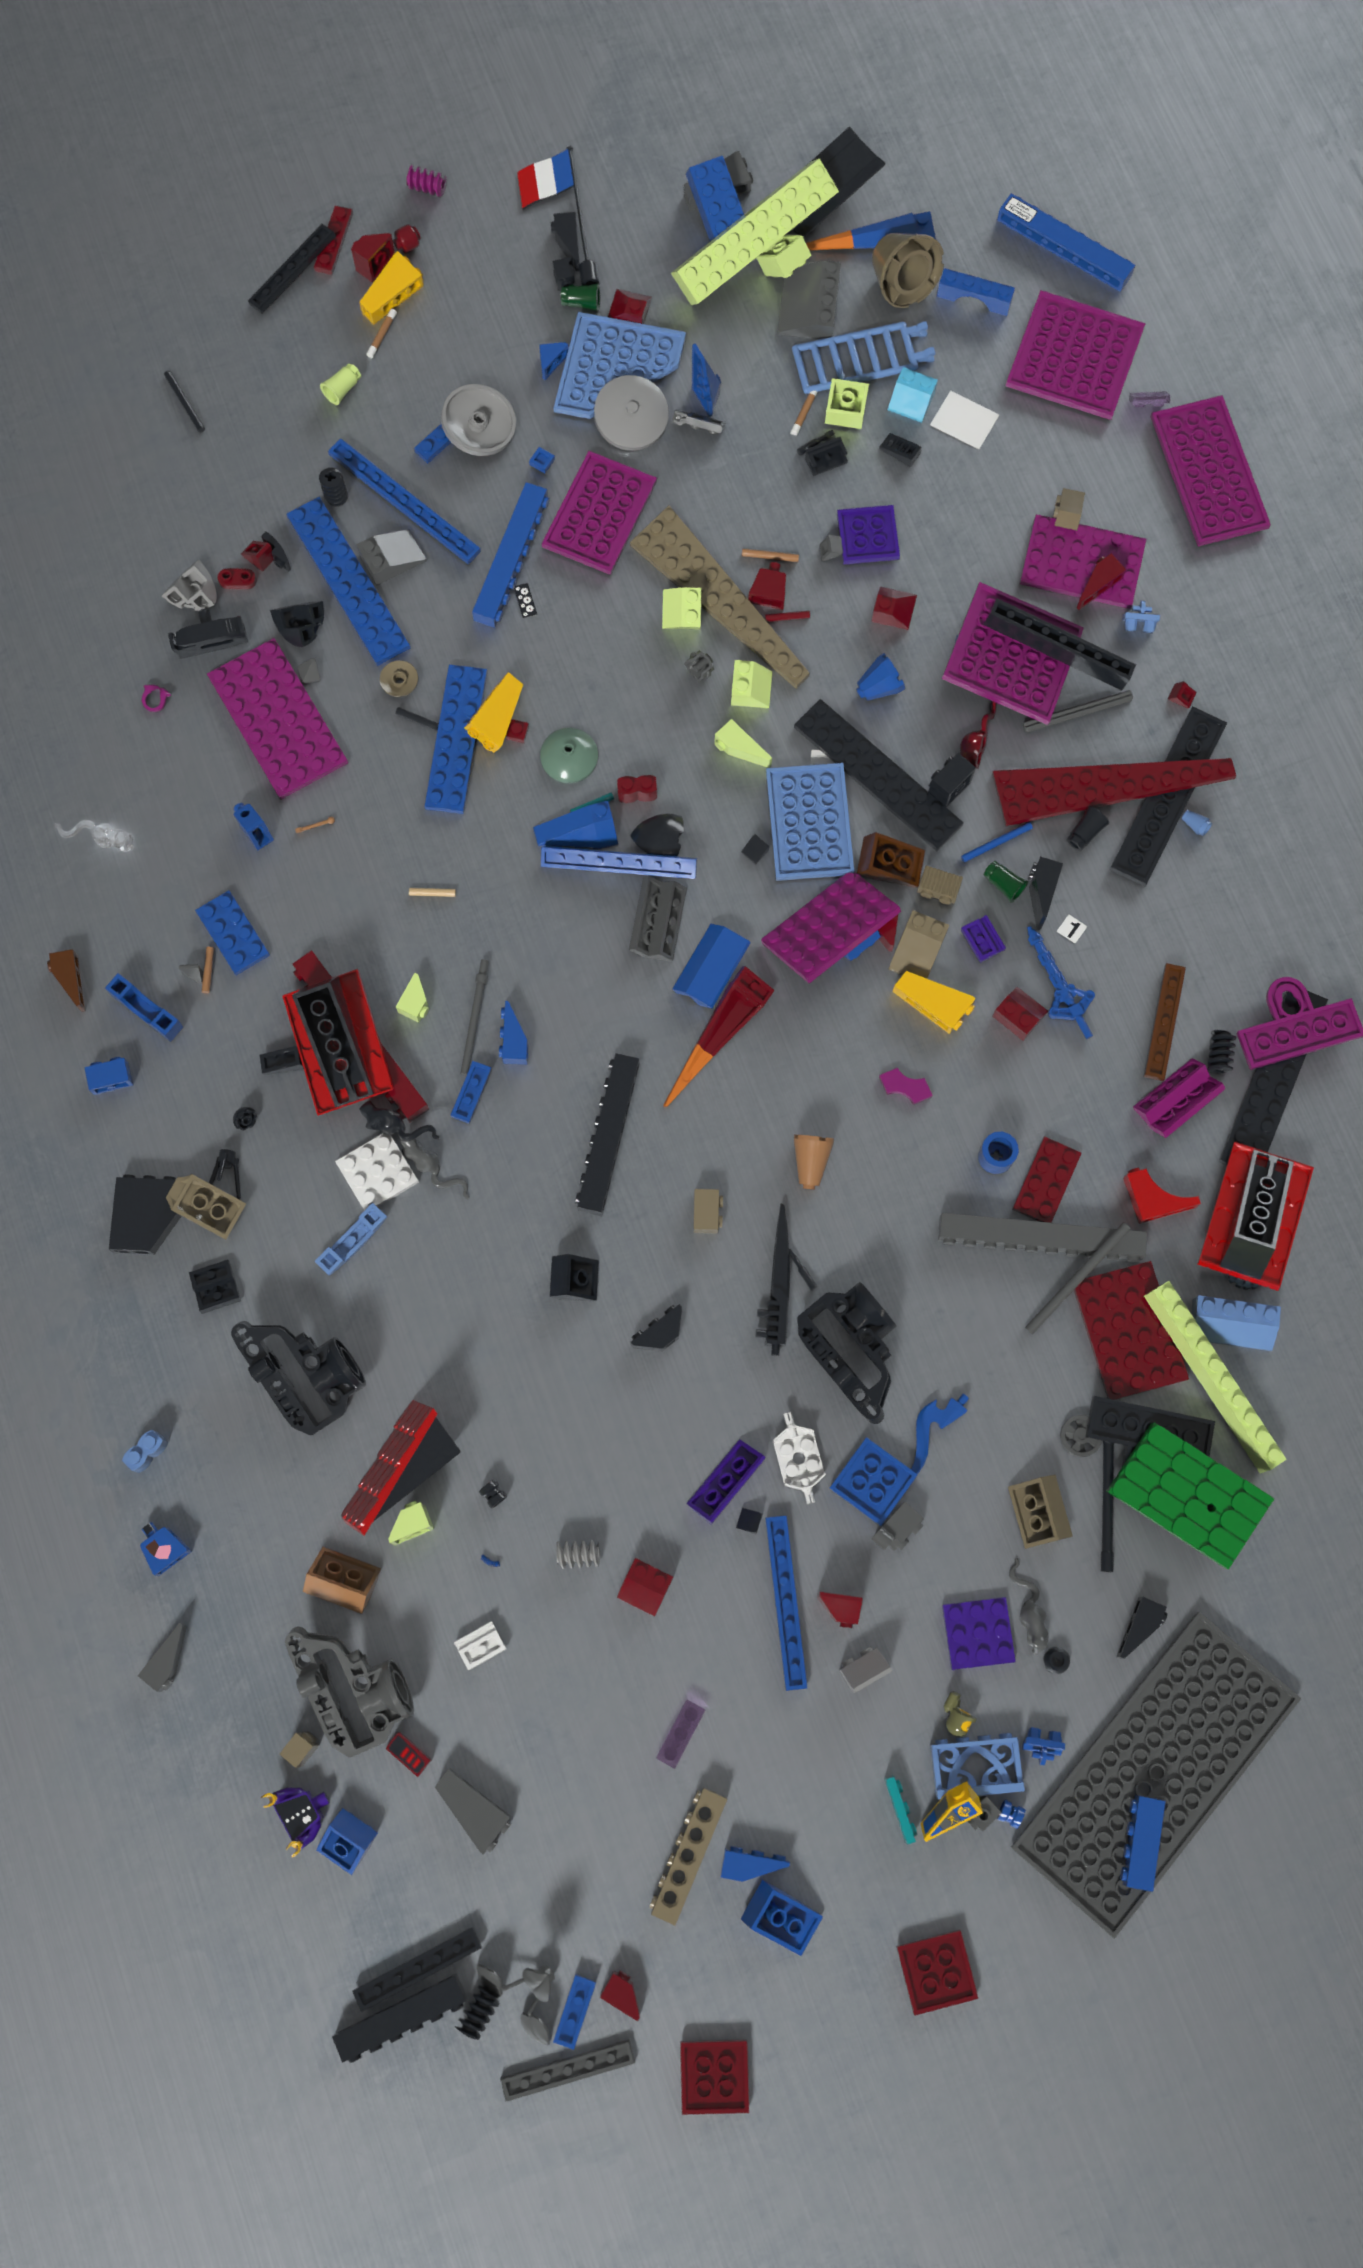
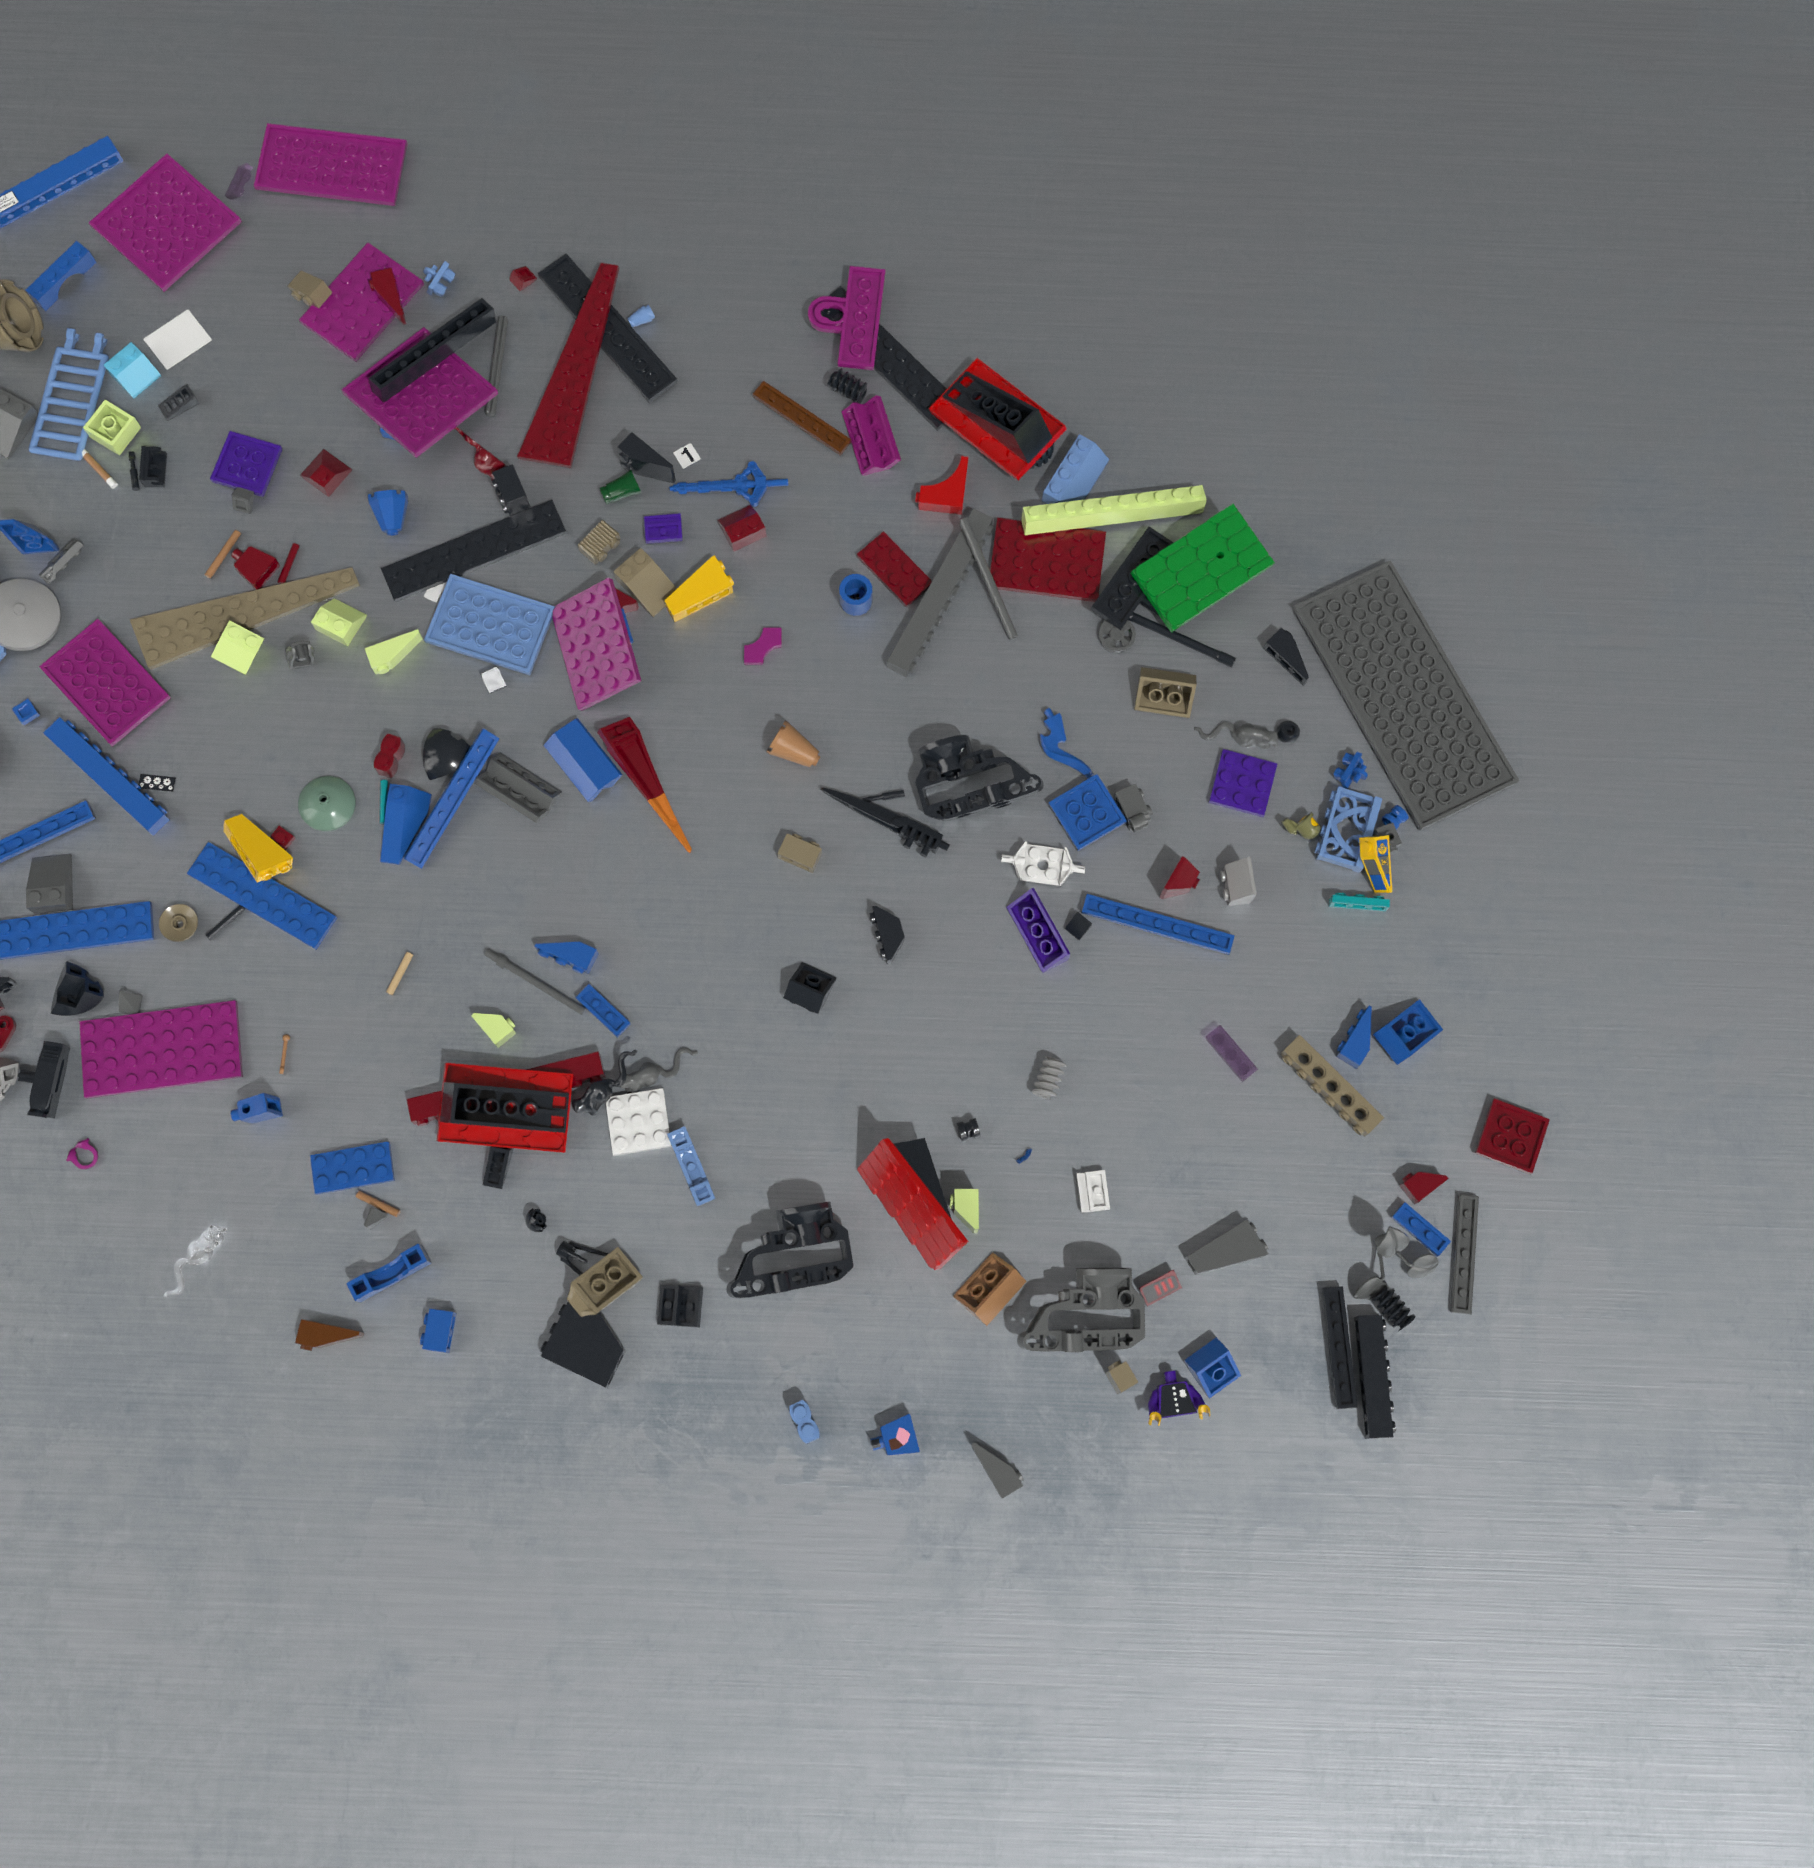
camera: 70 degrees left, 0 degrees up
(608, 1134) = (695, 907): black brick -> none
(645, 1587) = (1099, 1033): dark red slope -> none
(890, 860) = (557, 573): reddish brown slope -> none
(937, 1972) = (1495, 927): dark red plate -> none
(996, 842) = (582, 481): blue bar -> none
(1087, 828) = (606, 403): black plant -> none
(1143, 1843) = (1456, 725): blue brick -> none

